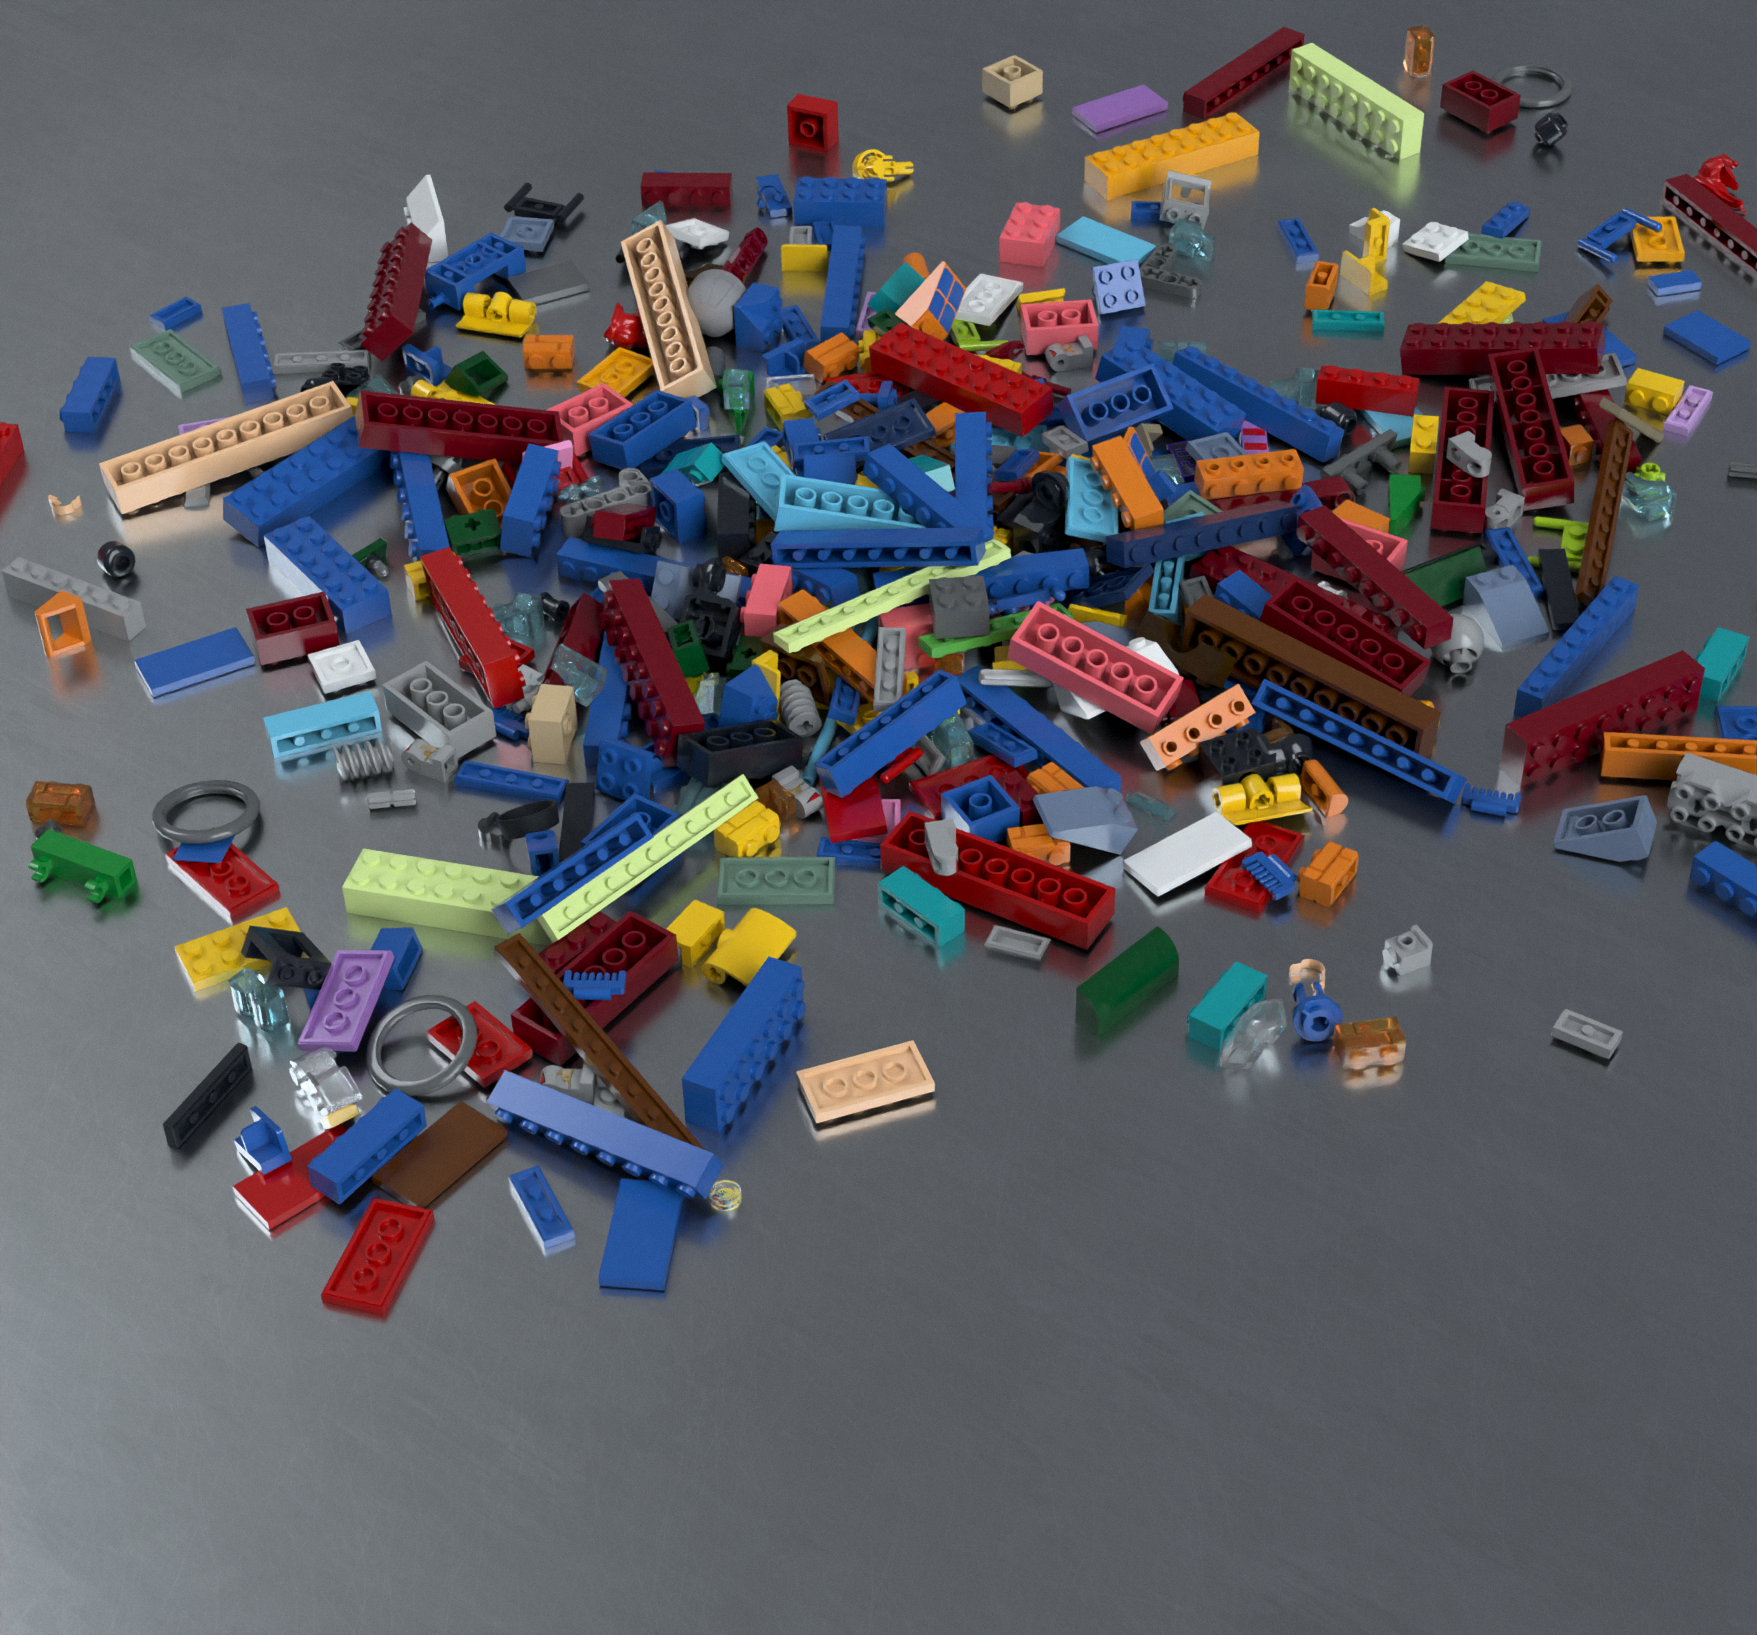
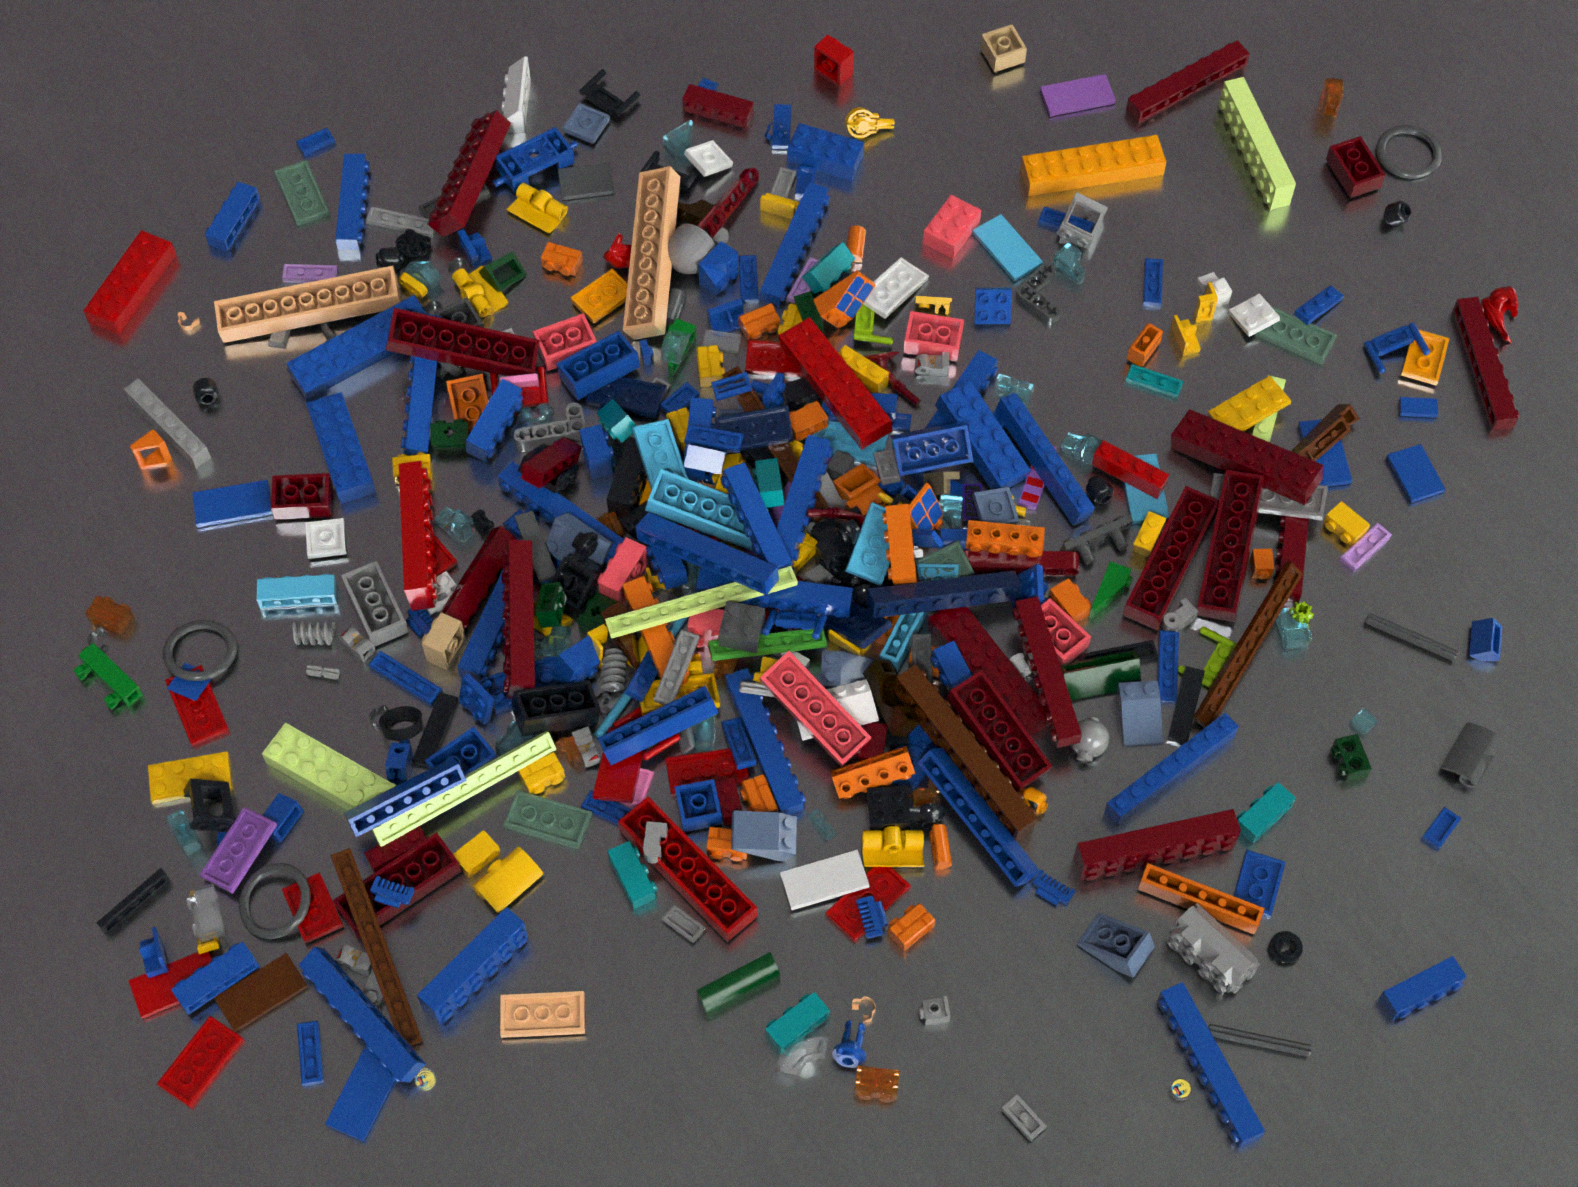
camera: 15 degrees right, 20 degrees up
(371, 556) = (374, 437): piece -> none
(579, 672) = (469, 609): clear light blue arch -> none
(1017, 464) = (844, 480): blue tile -> none
(1470, 456) = (1168, 569): light grey leg -> none
(1631, 420) = (1307, 560): dark tan tile -> none

